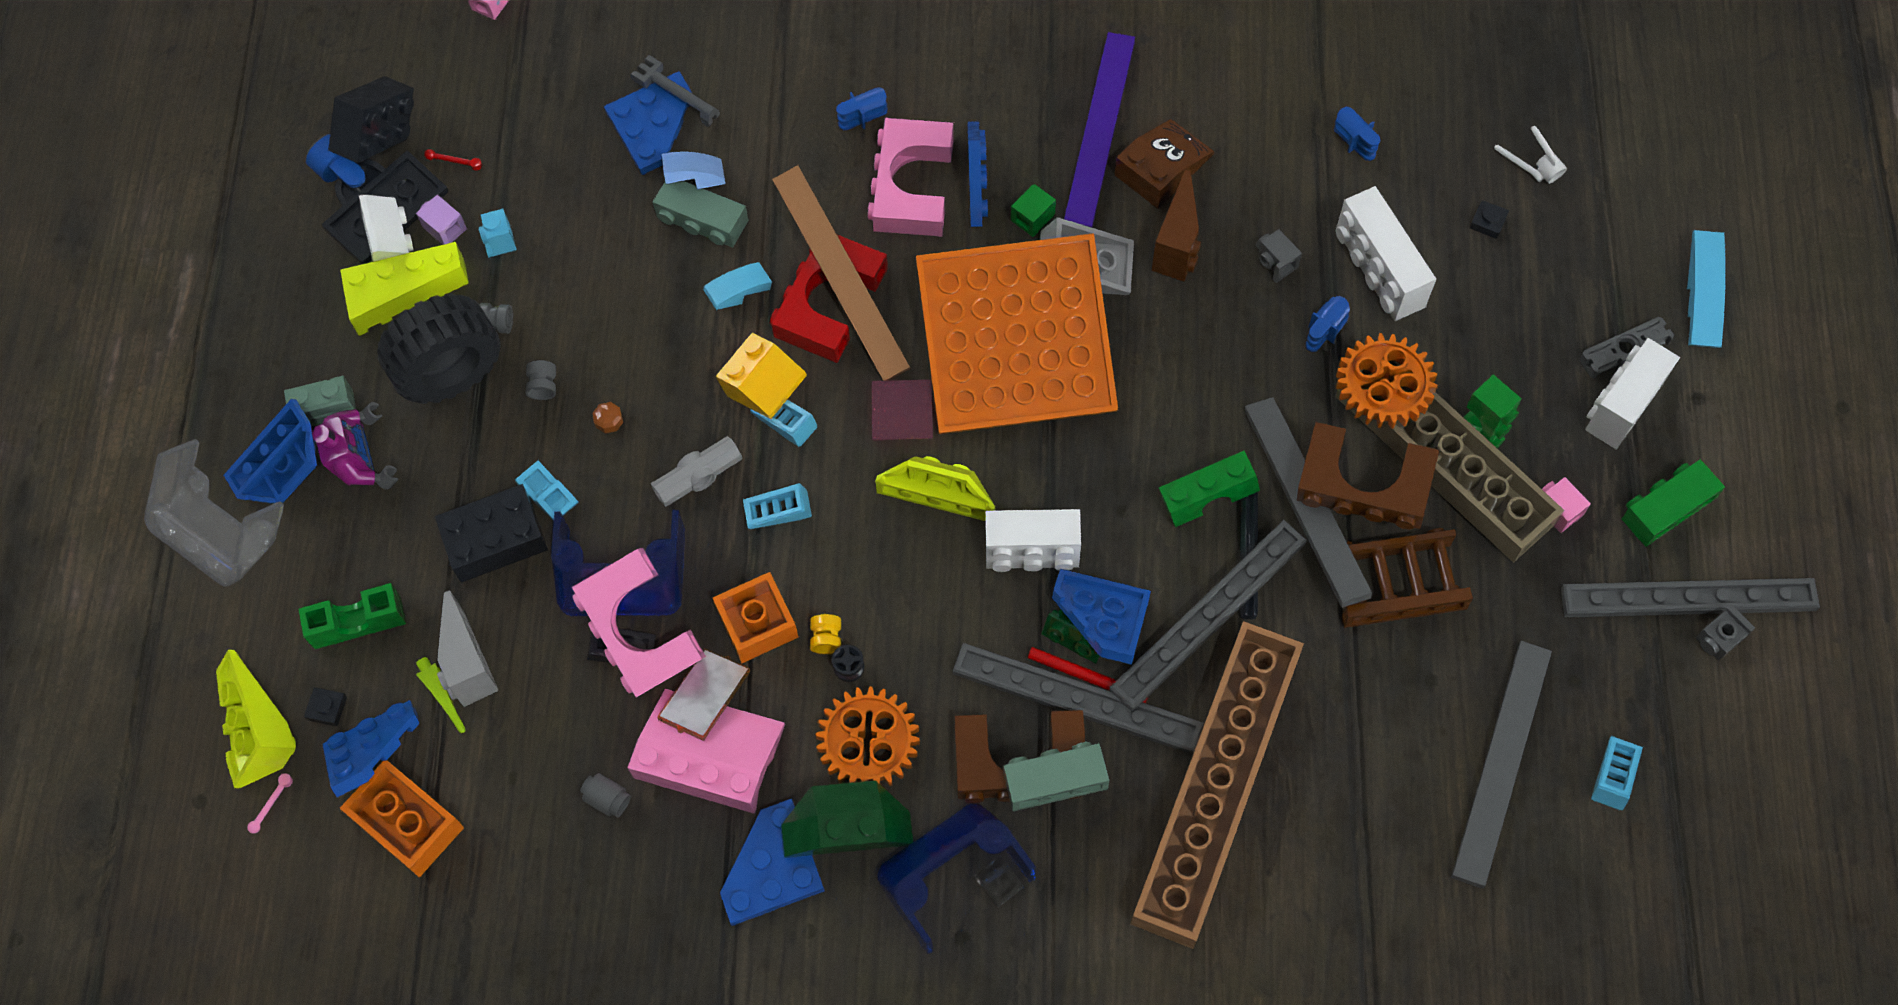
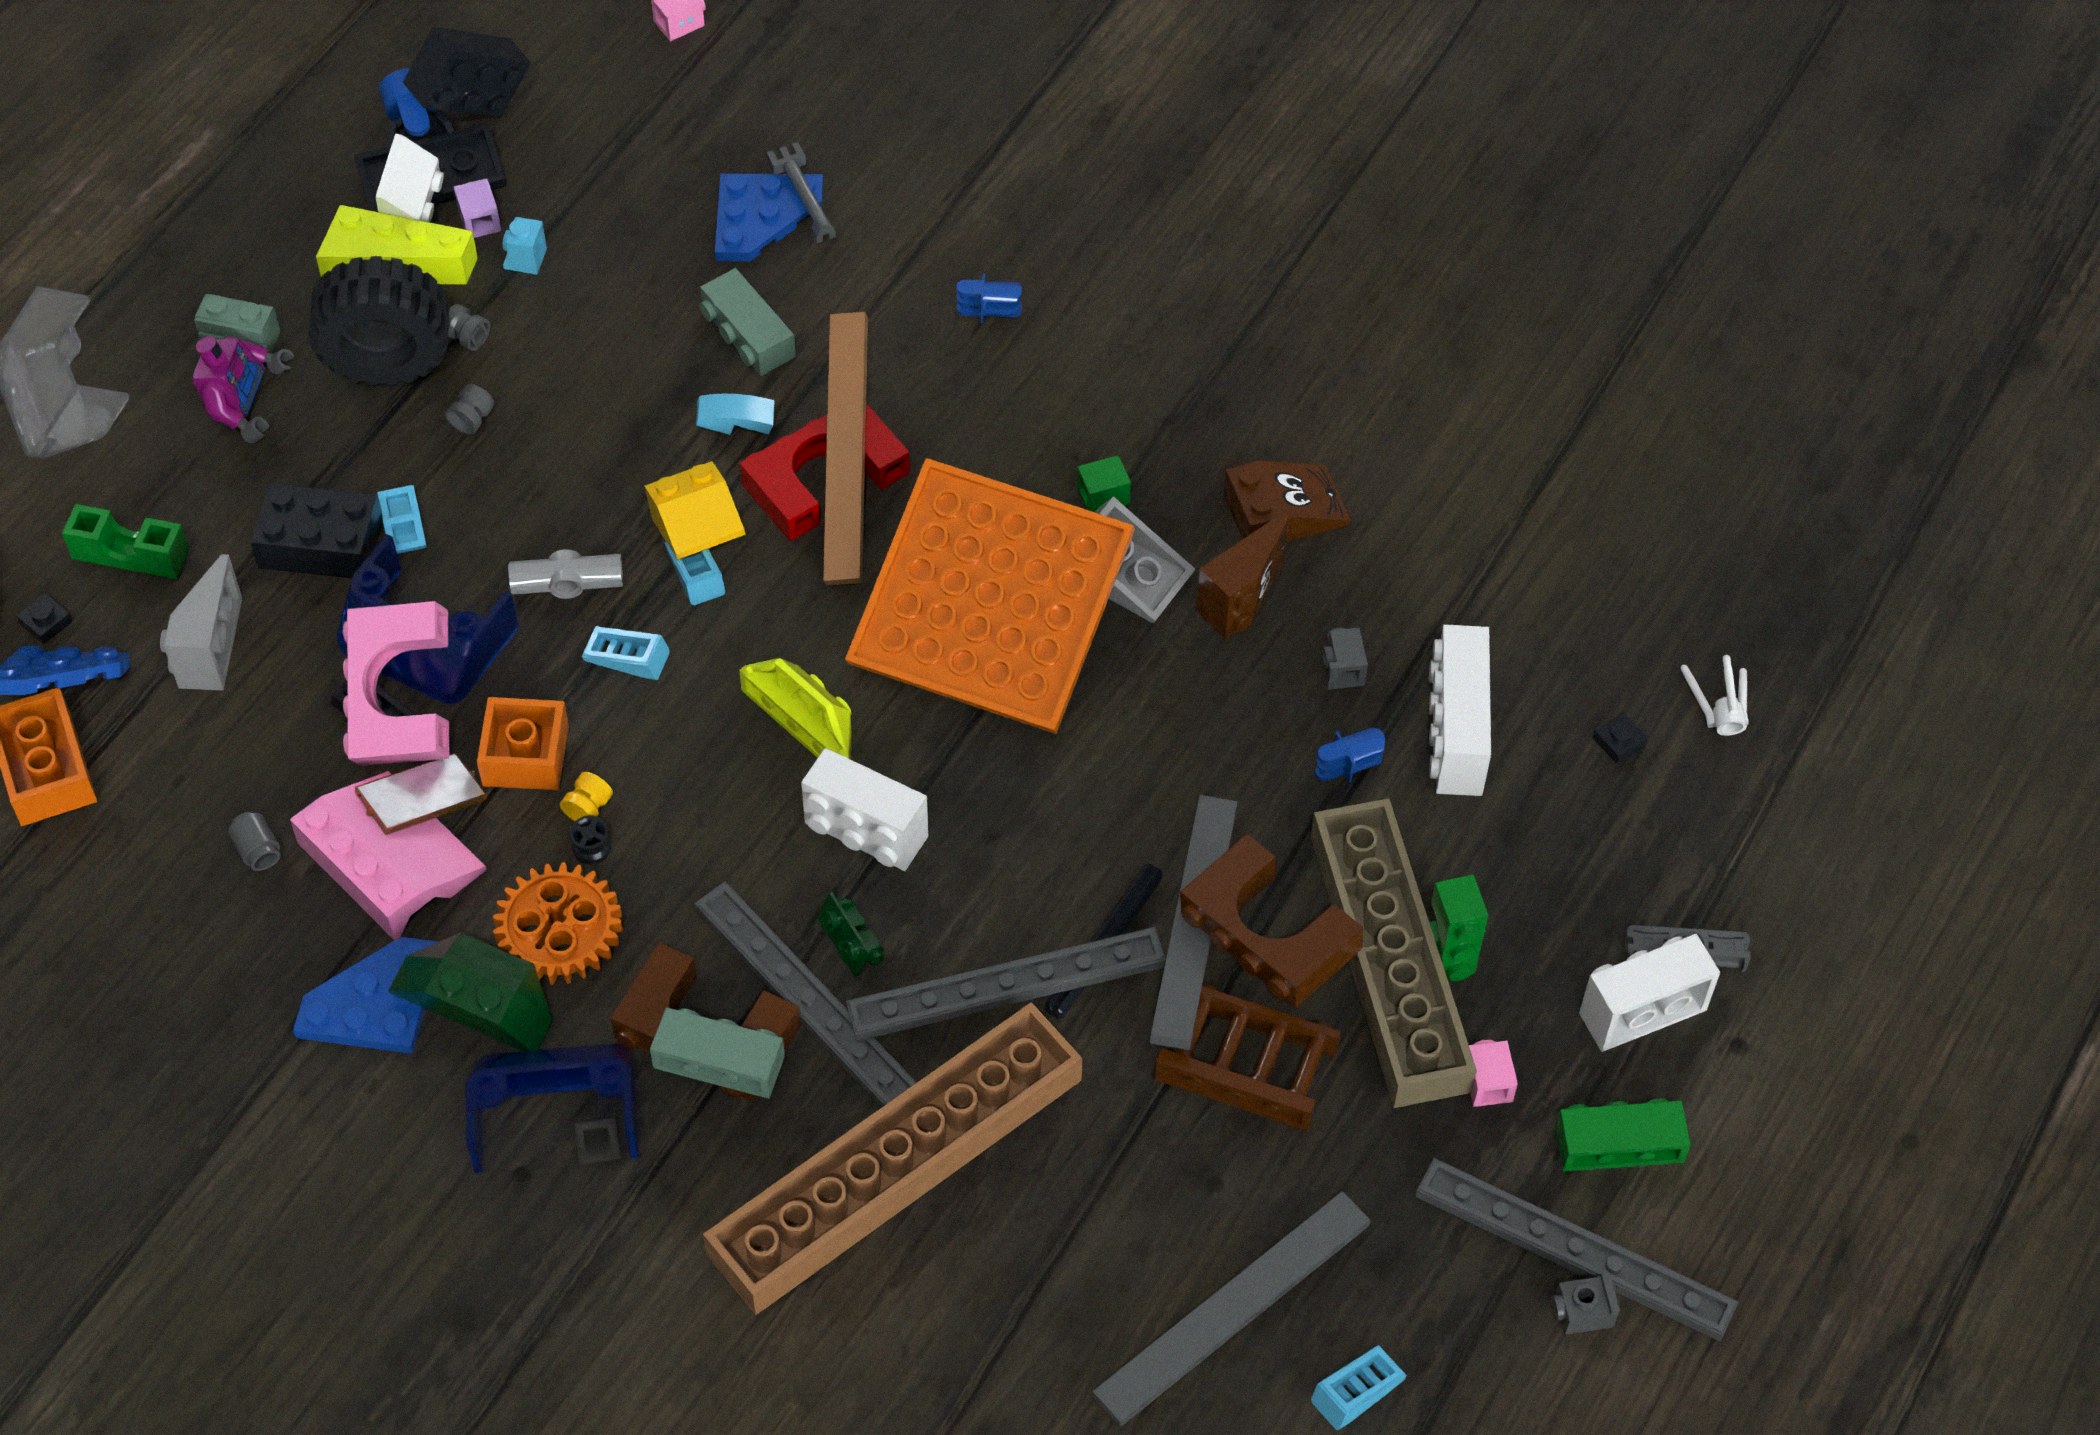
camera: 25 degrees right, 10 degrees down
(275, 459) = (154, 352): blue wedge -> none
(430, 679) = (160, 664): lime piece -> none
(475, 163) = (552, 171): red hinge -> none
(607, 417) = (513, 479): dark orange tile -> none
(683, 166) = (771, 275): light blue slope -> none
(902, 143) = (1002, 353): bright pink arch -> none
(902, 410) = (821, 618): clear pink slope -> none
(977, 173) = (1065, 406): blue plate -> none
(1071, 669) = (823, 967): red bar -> none
(1100, 129) = (1237, 439): dark purple tile -> none
(1103, 612) = (893, 923): blue plate -> none
(1190, 494) = (1123, 852): green arch -> none
(1357, 133) = (1524, 574): blue arm -> none
(1375, 358) = (1360, 833): orange gear -> none
(1707, 289) = (1824, 930): medium azure slope -> none

